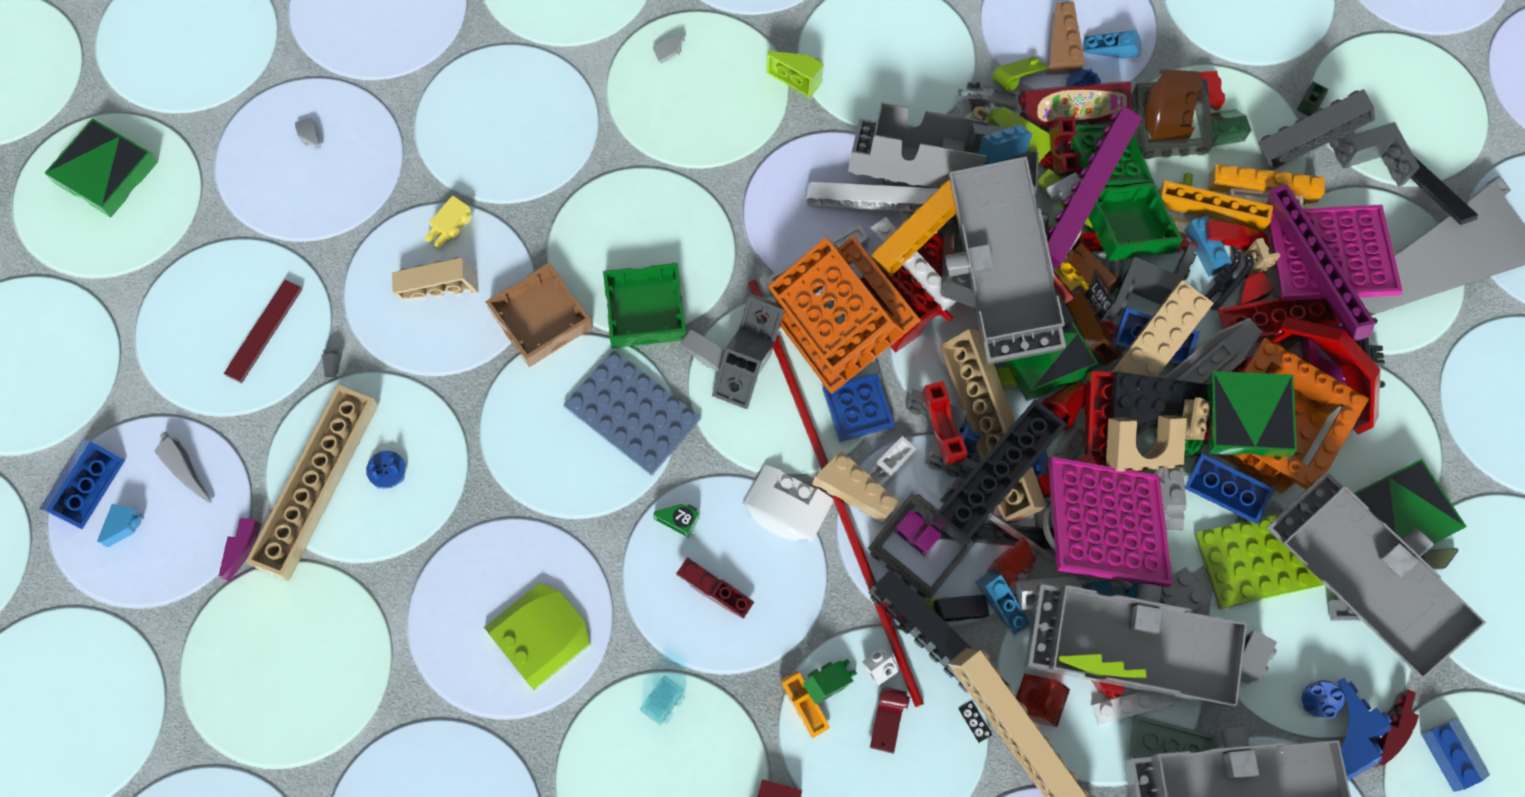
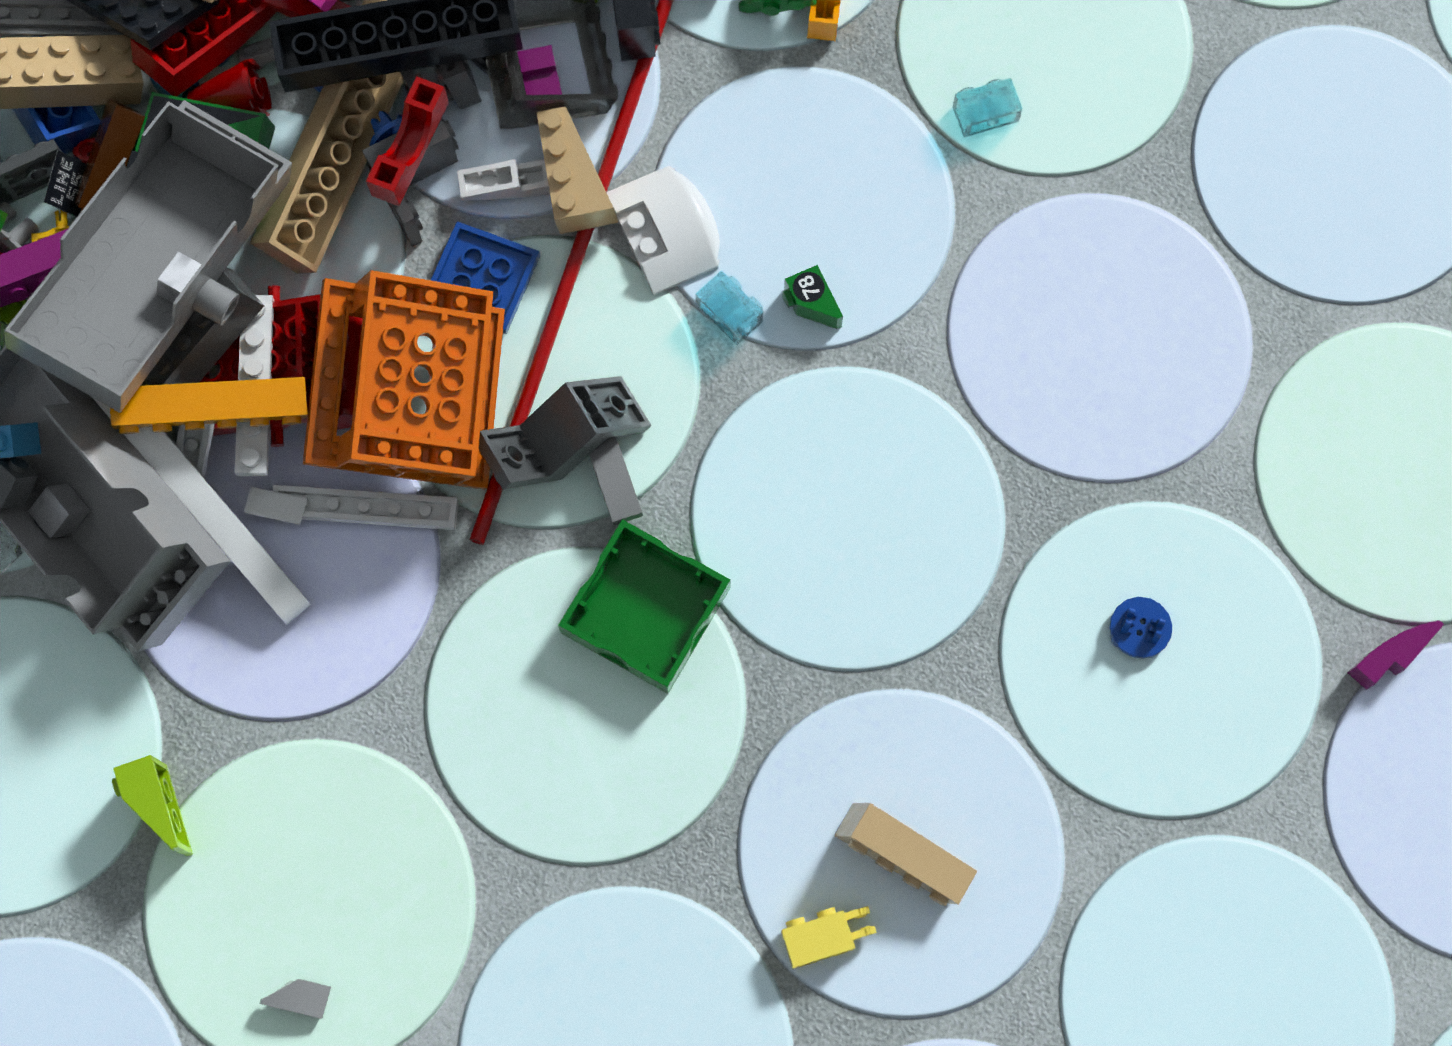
camera: 140 degrees left, 5 degrees up
(178, 462) = (1414, 837): light grey piece -> none
(263, 331) = (1190, 958): dark red tile -> none
(312, 483) = (1247, 669): tan brick -> none
(330, 362) = (1124, 836): dark grey cone -> none
(539, 314) = (796, 696): medium nougat tile -> none
(539, 634) = (1079, 286): lime wedge -> none
(632, 412) = (768, 479): sand blue plate -> none
(714, 588) = (831, 185): dark red slope -> none
(718, 482) = (730, 307): none -> clear light blue brick
(858, 228) = (275, 505): none -> white sticker
(1091, 268) = (35, 217): reddish brown door -> none

